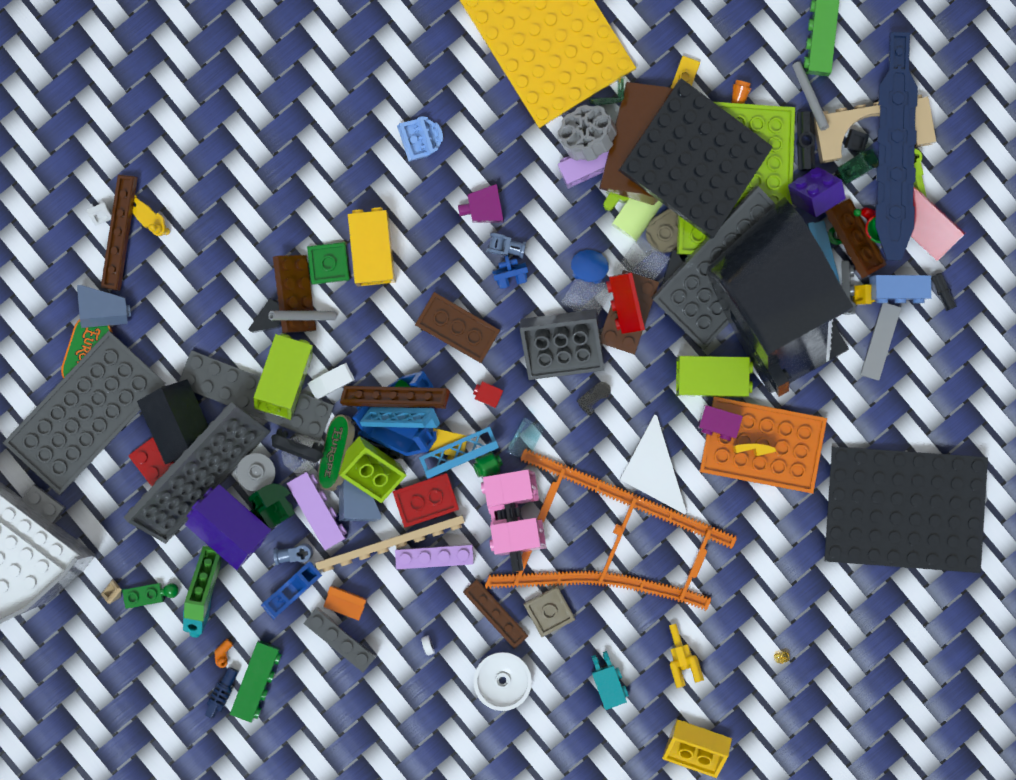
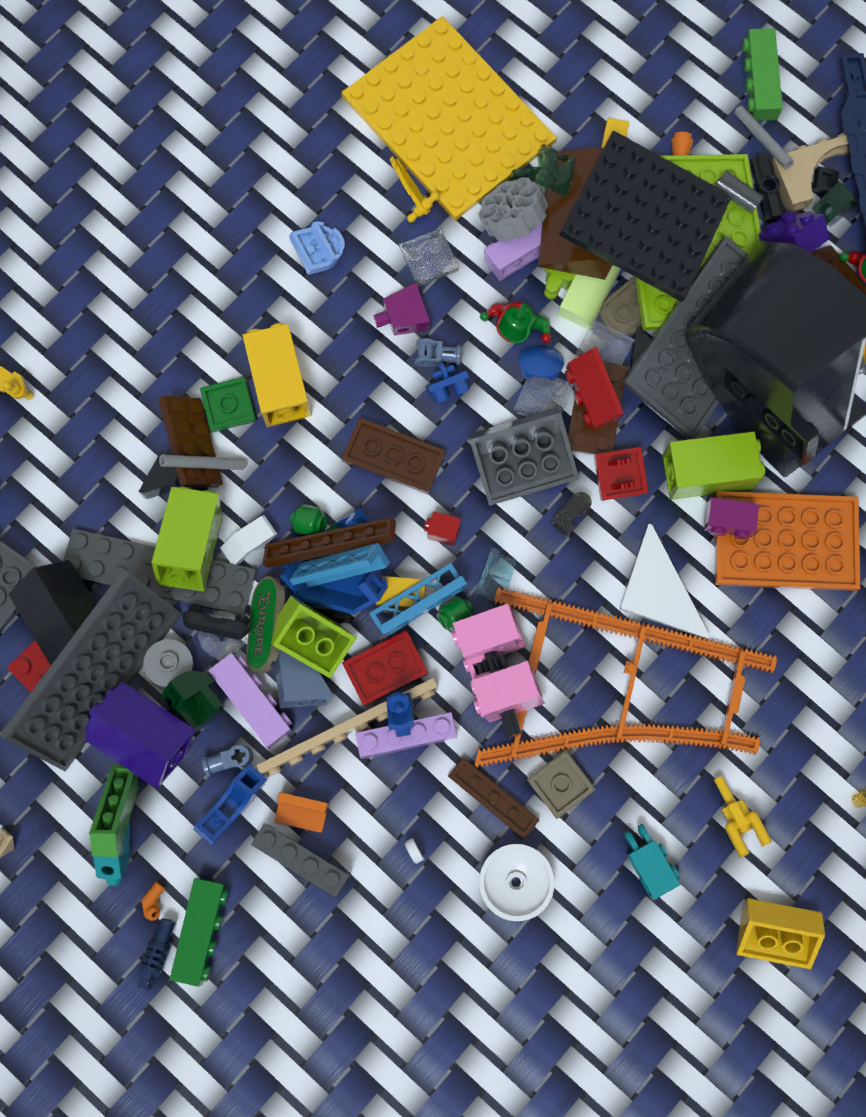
camera: 10 degrees left, 10 degrees down
(148, 594) = (49, 839): green plate -> none
(381, 372) = (308, 520): none -> green head
(431, 541) = (400, 713): none -> blue hips
(511, 160) = (429, 257): none -> clear plate
(513, 113) = (422, 204): none -> yellow piece
(576, 228) = (517, 321): none -> green piece
(626, 112) = (555, 176): none -> clear green piece
(638, 370) = (621, 473): none -> red plate
(759, 449) = (783, 542): yellow slope -> none
(779, 143) = (739, 192): none -> dark grey axle

